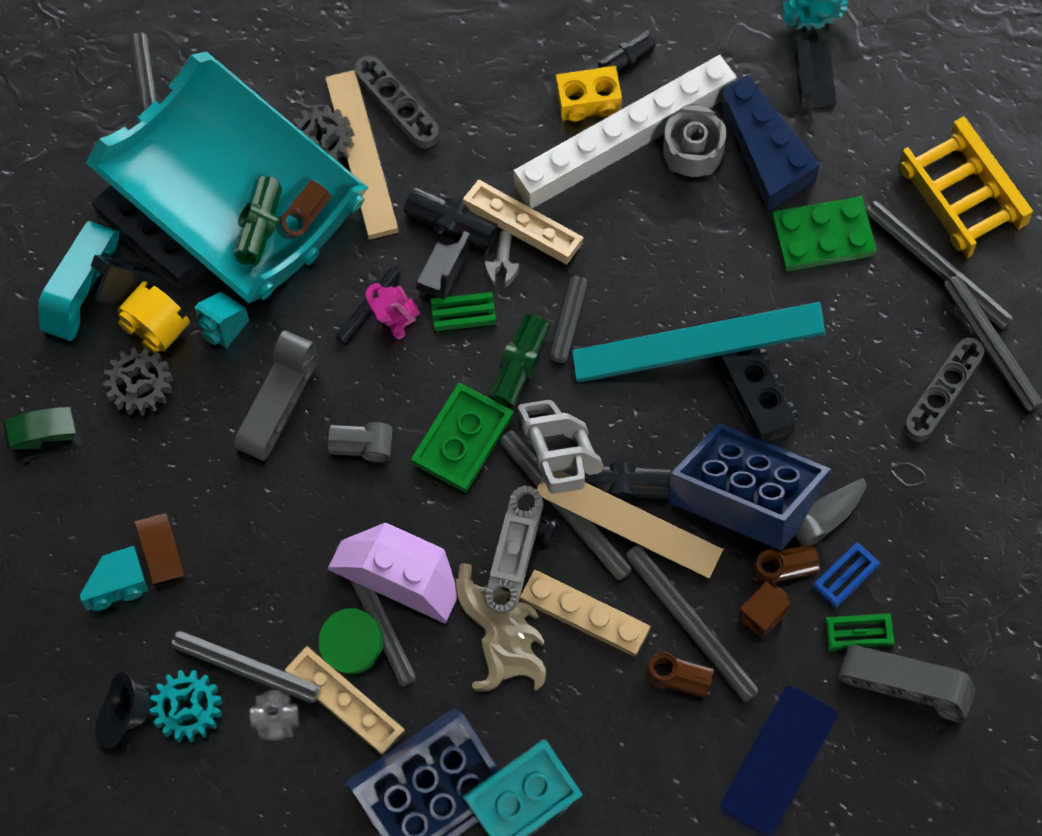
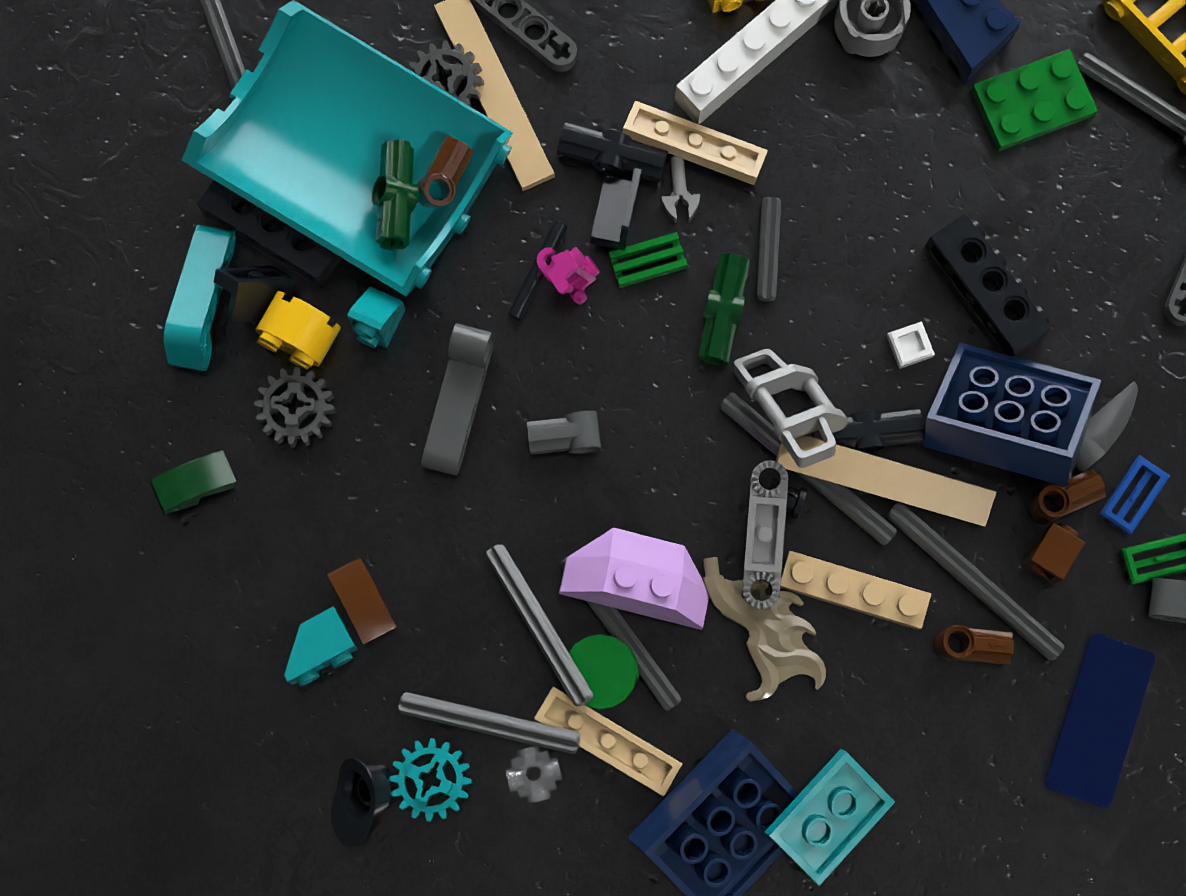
camera: 15 degrees left, 10 degrees up
(305, 594) = (539, 625): none -> axle
(462, 437) = (677, 410): green plate -> none
(675, 418) = (910, 345): none -> white tile
(699, 342) = (927, 255): teal tile -> none

